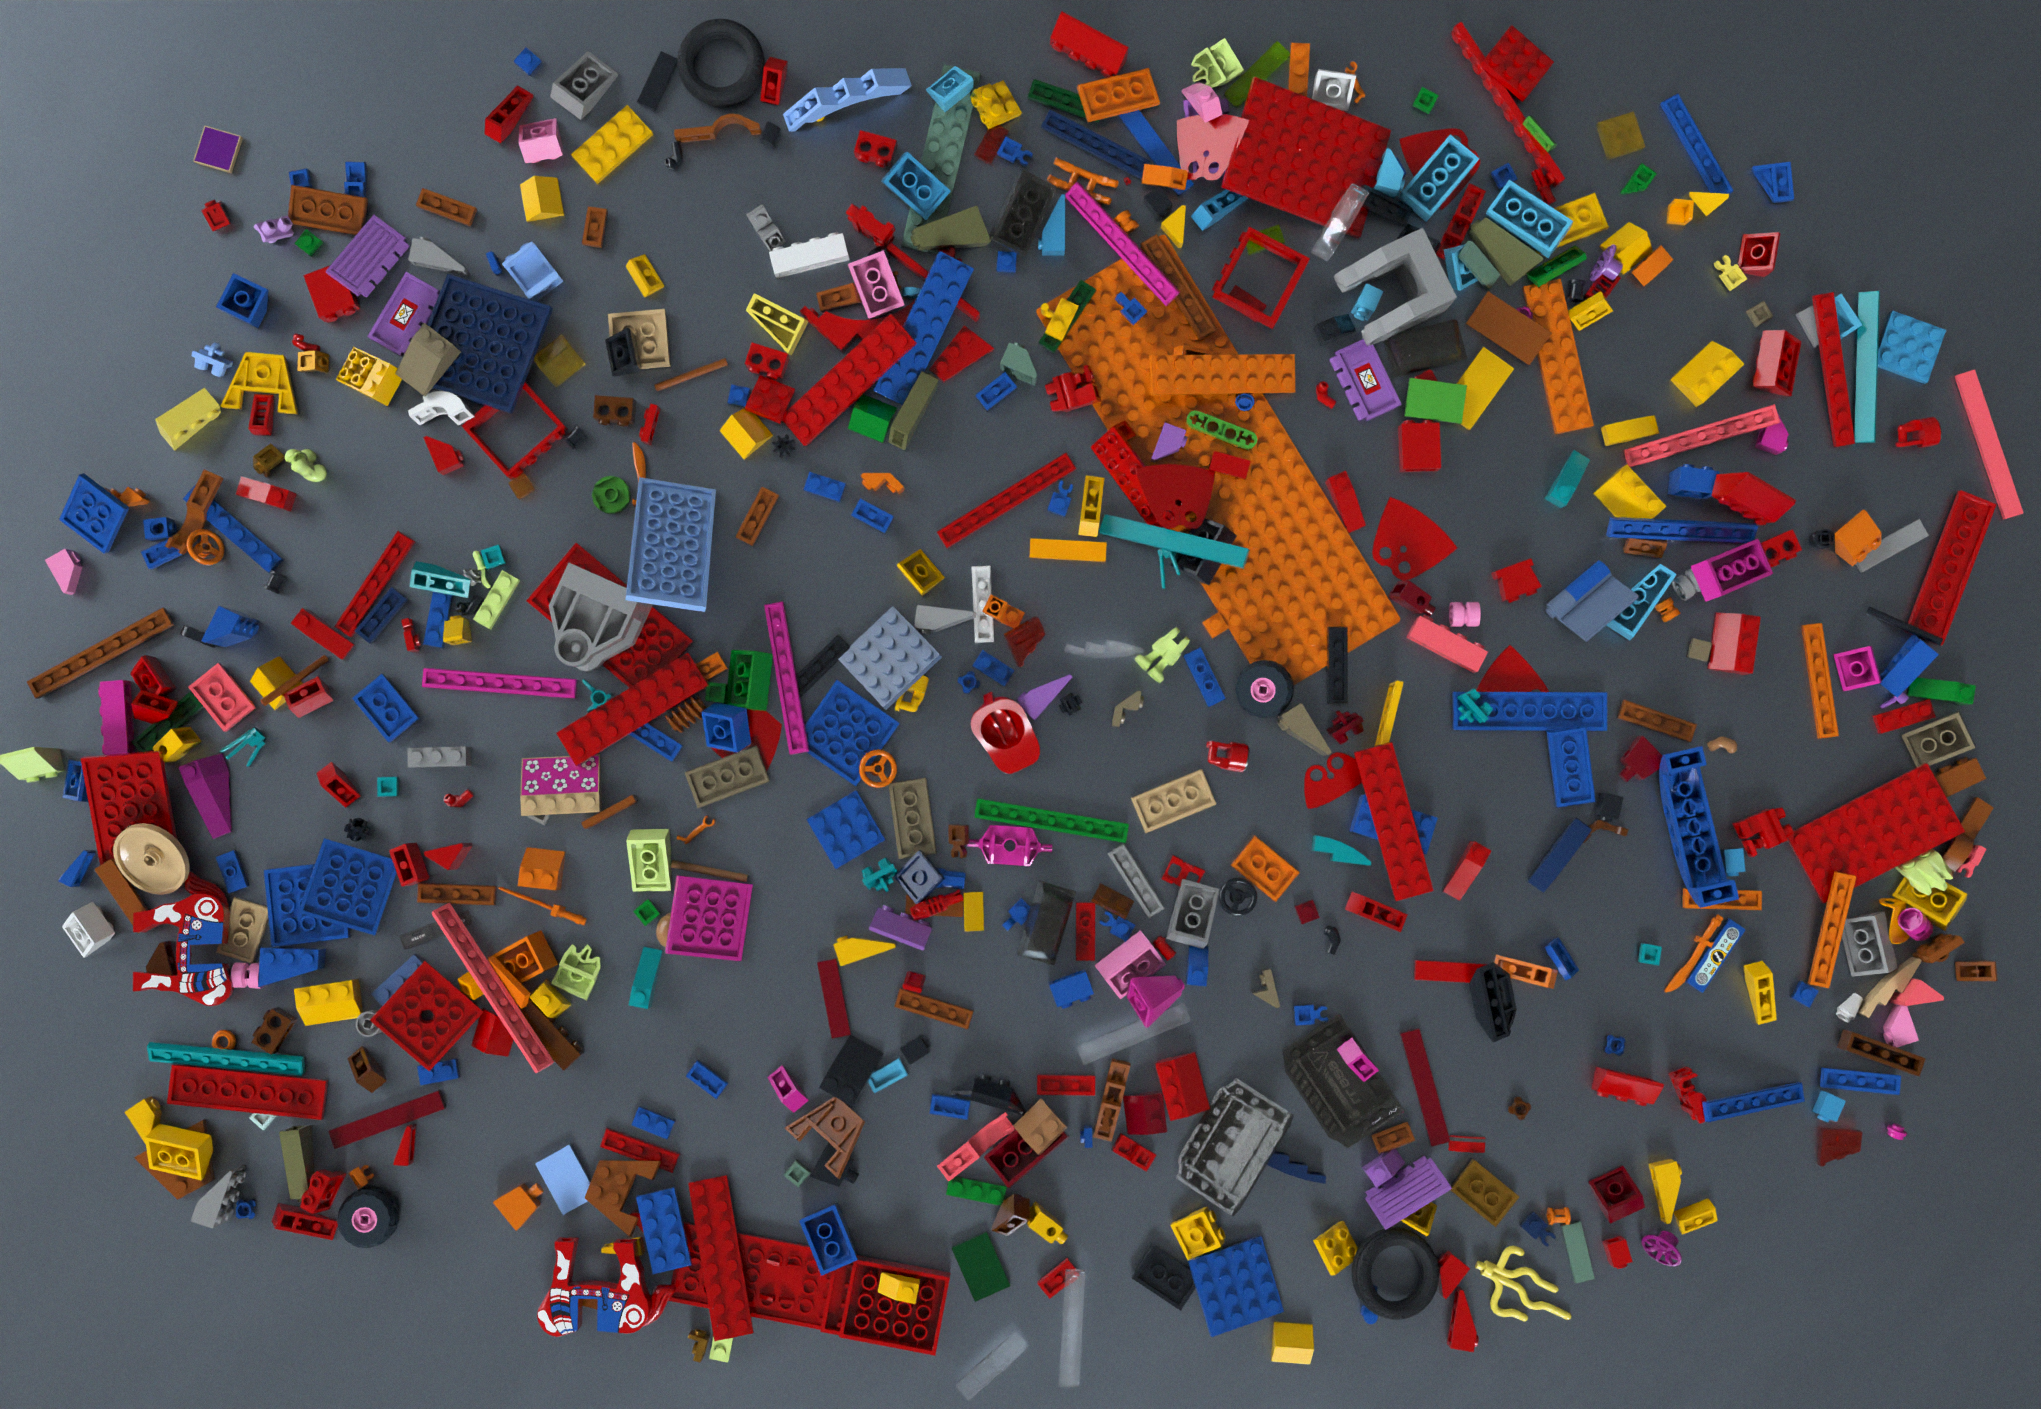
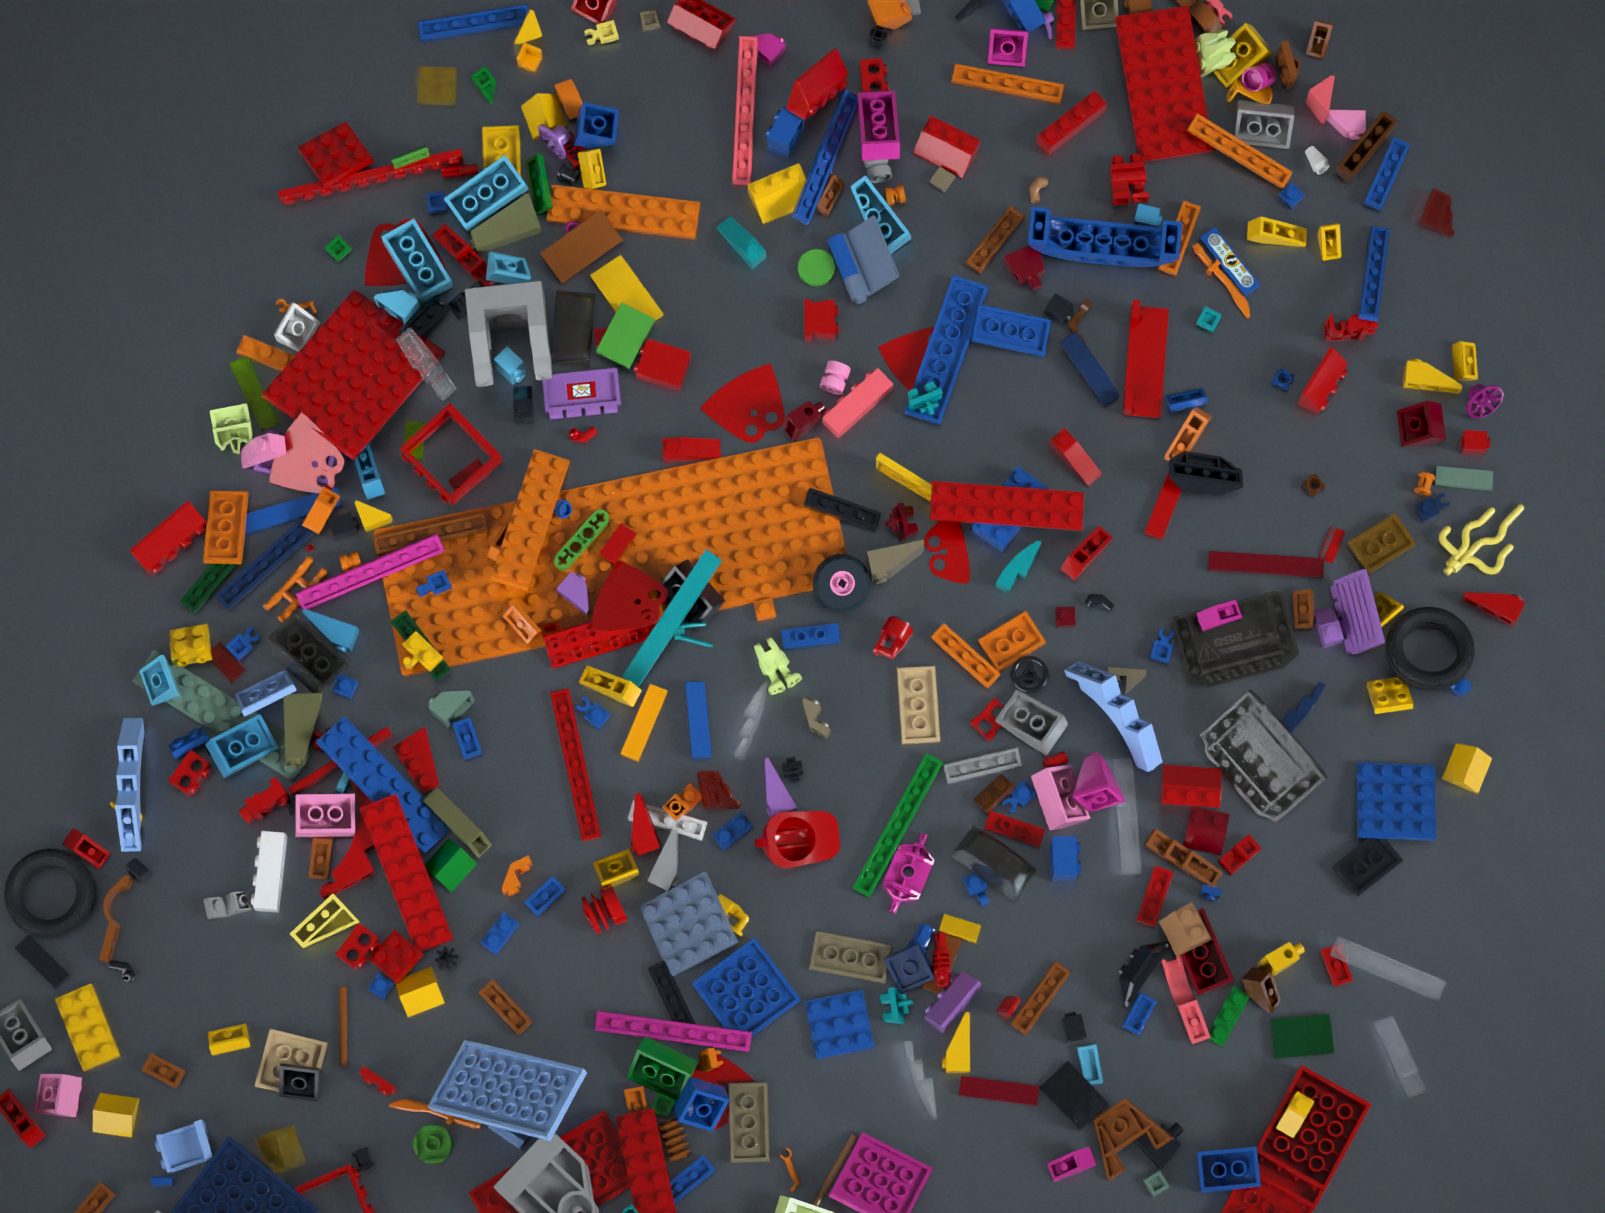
camera: 65 degrees left, 10 degrees down
(615, 405) = (346, 1109): reddish brown brick -> none
(770, 720) = (708, 1059): none -> orange tile
(813, 927) = (923, 1086): none -> clear slope
(876, 574) = (603, 909): none -> red wheel
(884, 756) = (790, 979): orange piece -> none
(903, 136) = (192, 740): none -> blue plate
(958, 837) = (883, 918): reddish brown plate -> none
(962, 586) = (643, 830): none -> red slope
(968, 687) = (738, 853): blue plate -> none
(973, 189) = (265, 692): none -> light blue tile
(1068, 393) = (494, 670): red hips -> none
(1087, 599) = (698, 720): none -> blue slope
(1121, 402) = (522, 623): none -> orange plate
(1197, 966) = (1082, 735): blue slope -> none
(1198, 1233) = (1335, 819): yellow plate -> none
(1231, 997) = (1122, 711): none -> light blue arch
(1235, 830) = (965, 656): none -> orange plate
(1450, 1273) = (1446, 598): red slope -> none
(1478, 265) = (513, 253): sand green tile -> none
(1567, 559) = (816, 267): none -> bright green tile
(1586, 906) = (1145, 361): none -> red bracket
(1629, 430) = (716, 171): yellow slope -> none
(1634, 299) = (596, 126): none -> blue slope
(1707, 372) = (687, 85): yellow slope -> none
(1770, 1047) = (1329, 241): none -> yellow slope
(1802, 756) = (1071, 122): none -> red brick
(1828, 1107) = (1401, 209): dark azure brick -> none
(1893, 982) = (1306, 114): tan slope -> none
(1896, 1131) = (1443, 157): dark pink plate -> none

